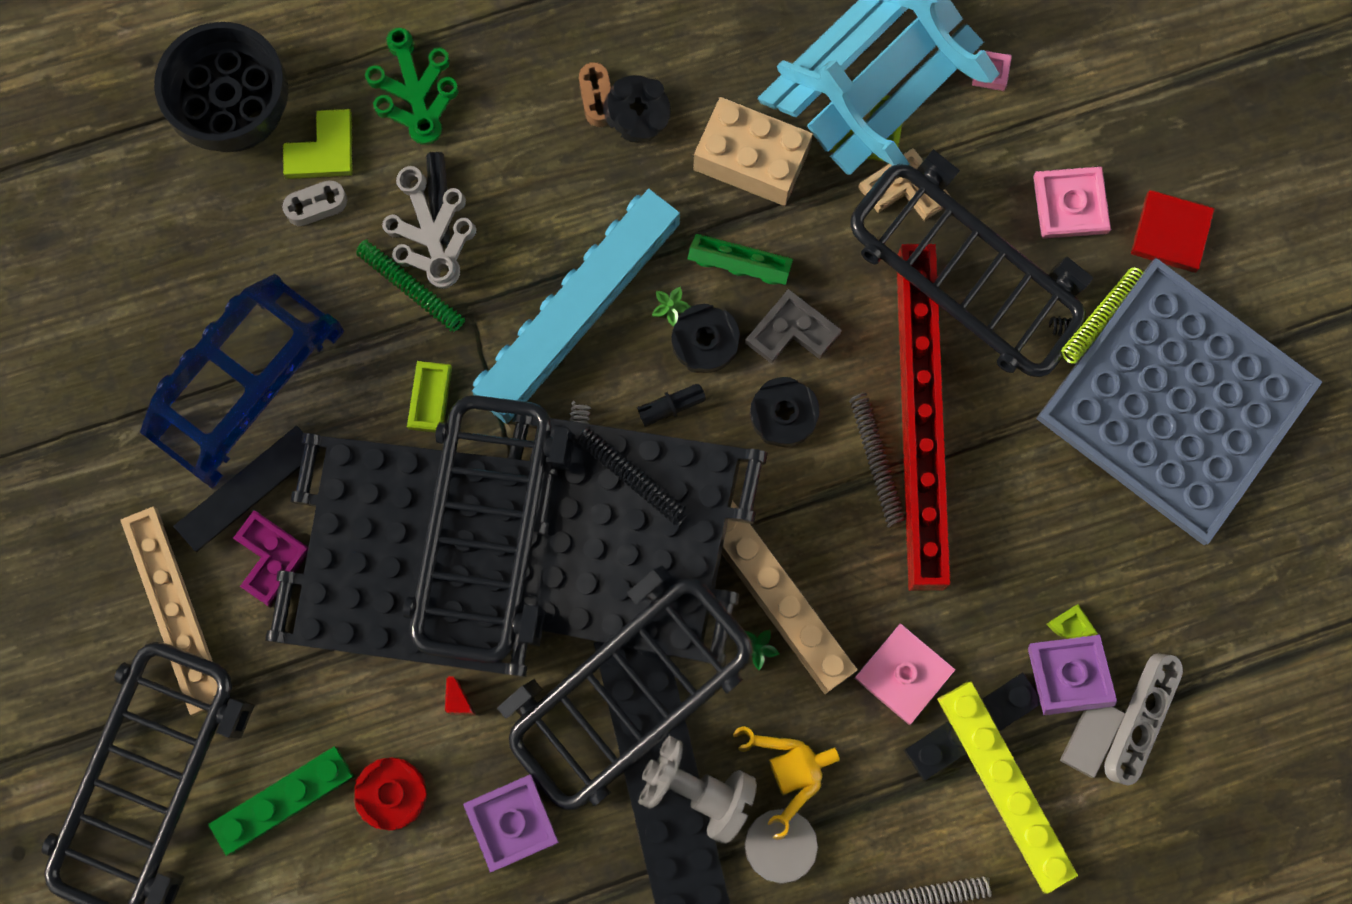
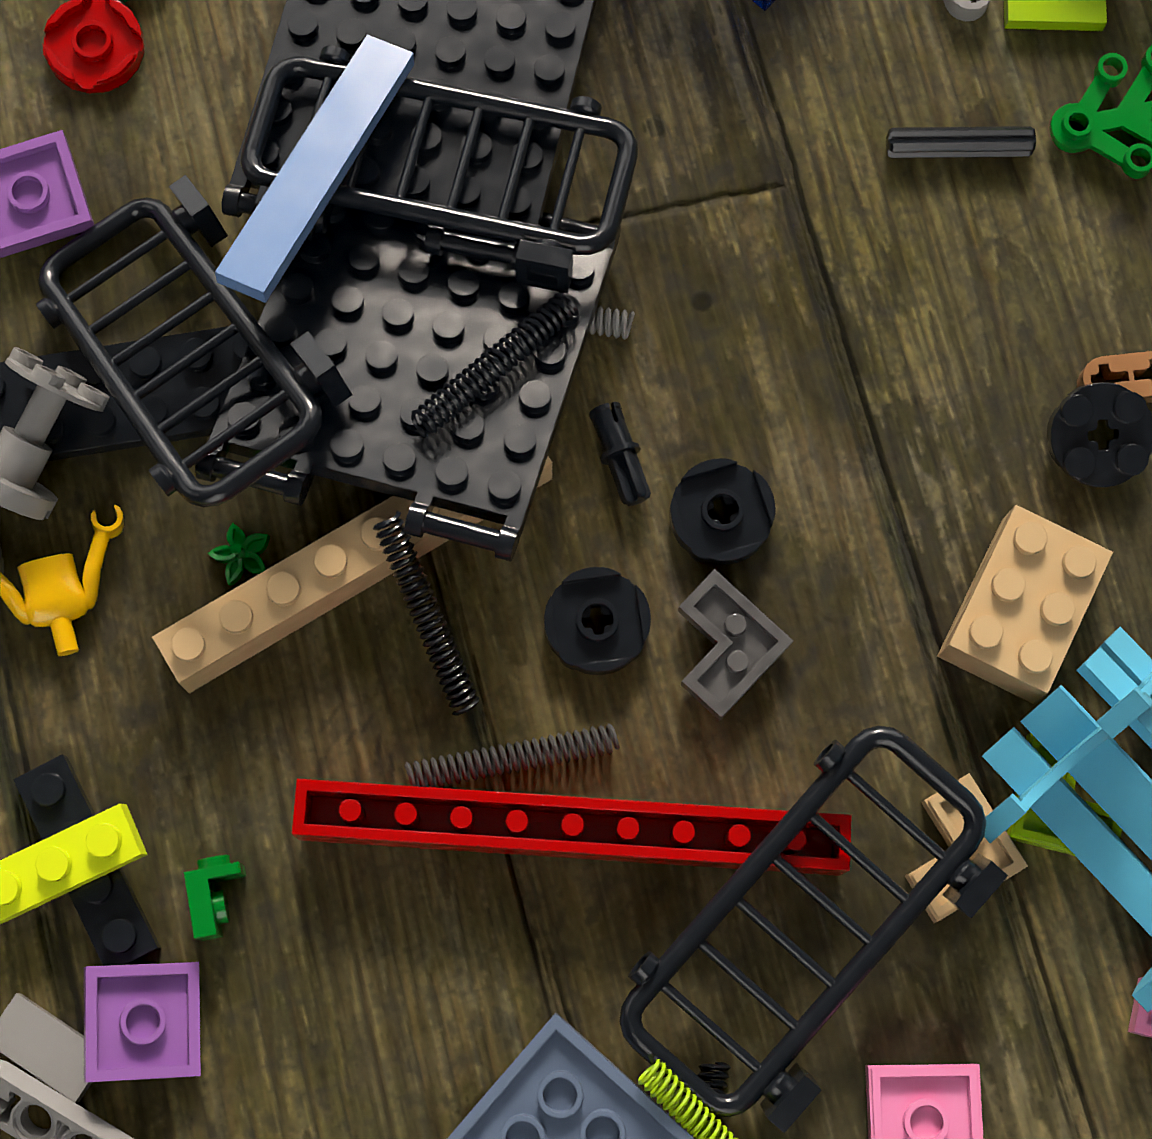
camera: 90 degrees right, 0 degrees up
(406, 281) = (806, 107): green piece -> none
(429, 396) = (660, 117): lime tile -> none
(430, 232) = (909, 125): light grey plant -> none
(456, 700) = (210, 131): red slope -> none
(504, 602) = (314, 169): none -> tile
(579, 302) = (787, 328): medium azure brick -> none
(670, 305) = (780, 467): bright green plant -> none
(740, 259) = (846, 573): green plate -> none
(794, 517) = (449, 677): none -> black piece
(904, 674) = (177, 767): bright pink plate -> none
(993, 641) = (206, 905): none -> green bracket
(1072, 624) = (225, 1038): lime tile -> none

